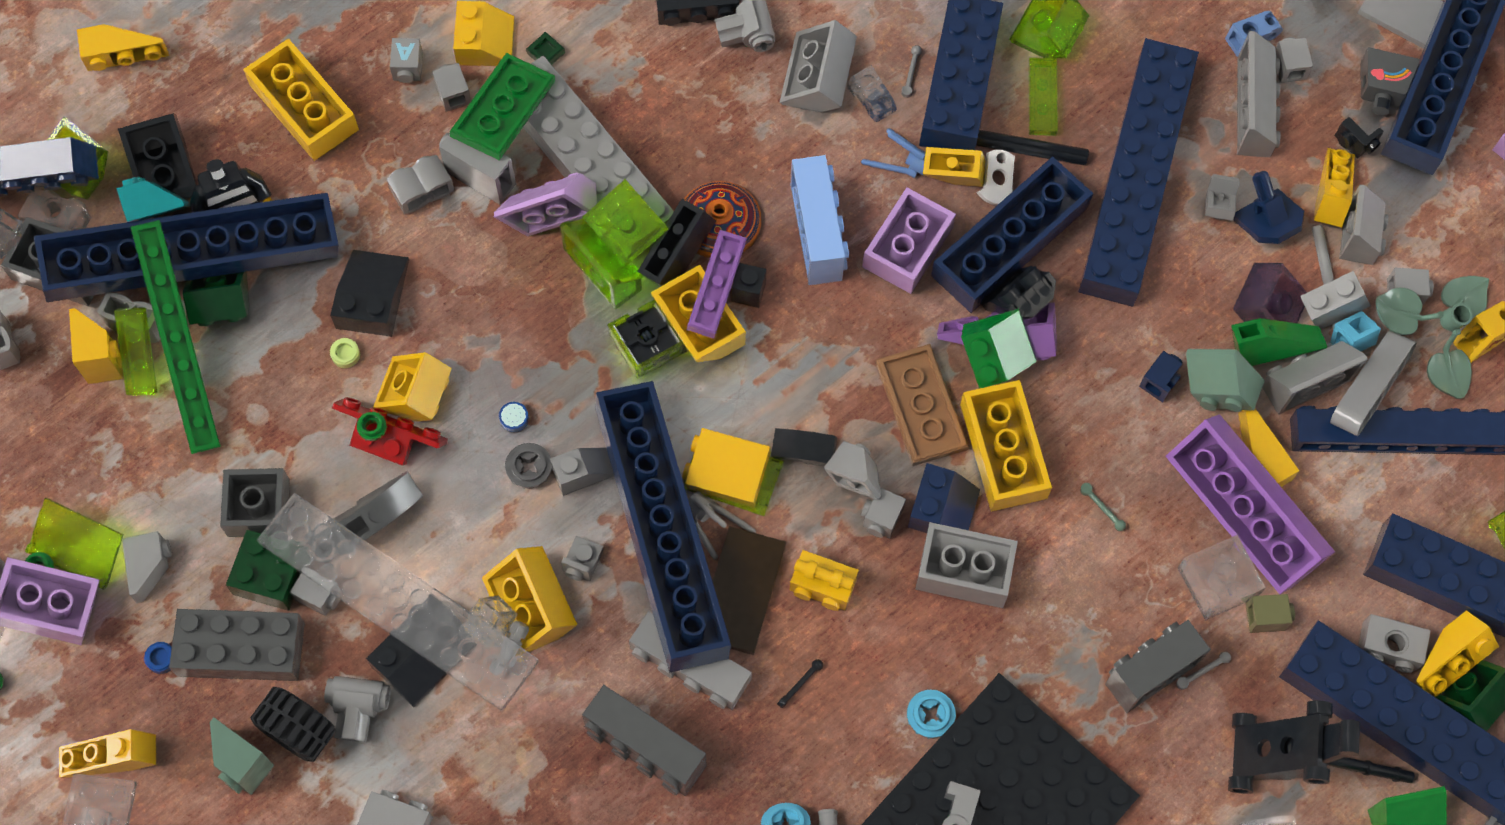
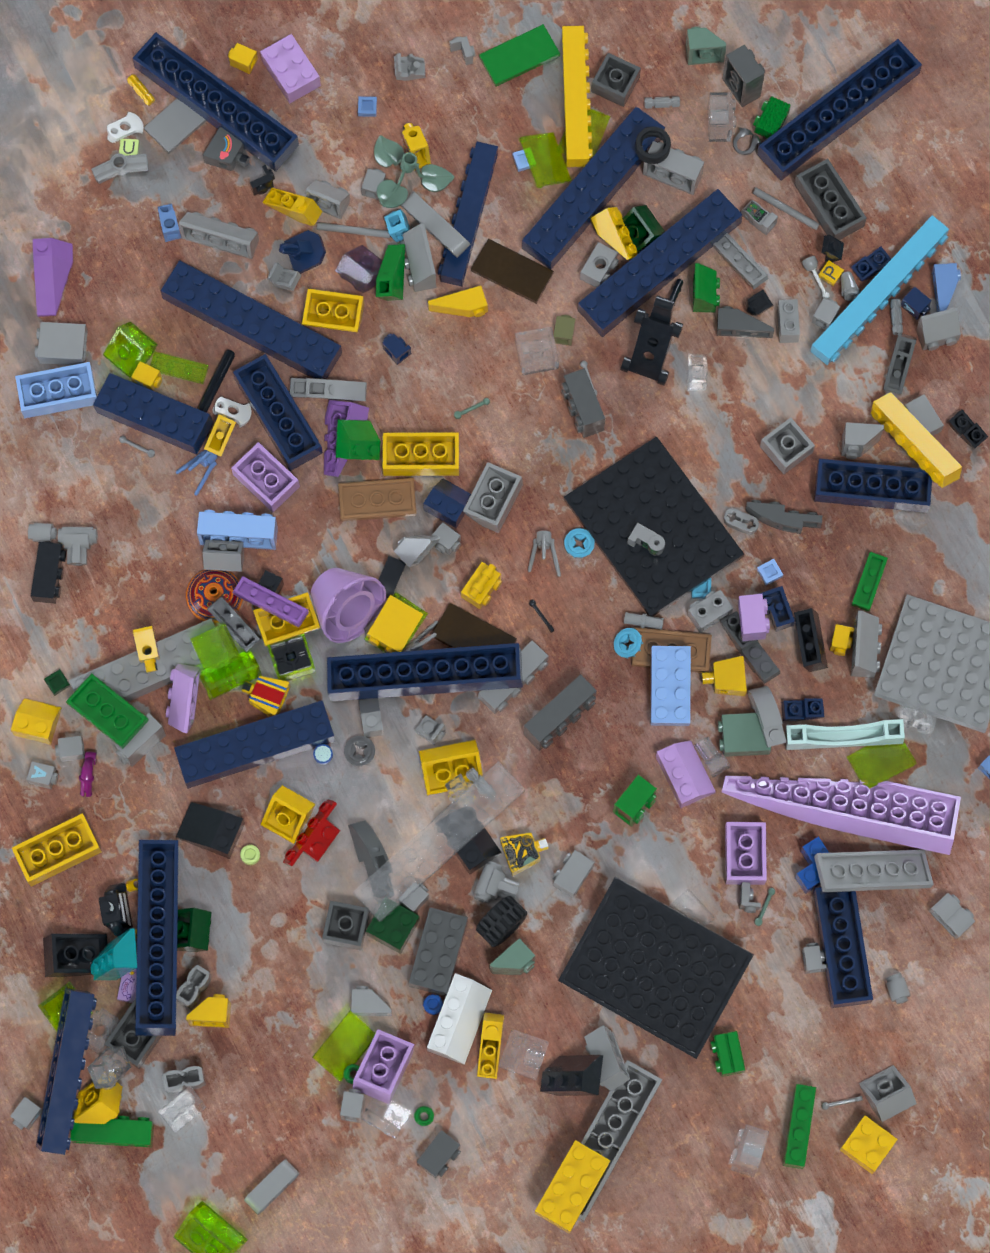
camera: 75 degrees left, 5 degrees up
(135, 351) = (222, 985): clear neon green tile -> none
(139, 698) = (459, 1019): none -> white slope
(175, 336) = (221, 954): green tile -> none
(370, 418) = (313, 834): green plate -> none
(413, 111) = (87, 774): none -> magenta piece
(416, 734) = (522, 851): none -> torso
(420, 184) = (140, 783): light grey brick -> none
(507, 320) = (254, 744): none -> dark blue brick
(583, 320) = (267, 694): none -> torso
(605, 132) = (146, 639): none -> yellow torso
(739, 386) = (346, 603): none -> lavender cone
(776, 212) = (223, 555): none -> light grey brick
(819, 67) = (121, 505): light grey slope -> none
(872, 94) = (150, 475): clear leg -> none
(918, 658) = (544, 541): none -> light grey plant
(1015, 56) = (147, 376): none -> yellow brick
(1026, 290) = (322, 415): black slope -> none
(1069, 297) = (328, 389): none -> light grey slope
(1190, 273) = (333, 310): none -> yellow slope
(1223, 379) = (413, 312): sand green slope -> none
(1250, 503) = (495, 320): medium lavender brick -> none
(1294, 59) = (195, 202): light grey brick -> none
(1335, 300) = (375, 230): light grey brick -> none
(1344, 512) = (512, 271): none -> dark brown tile

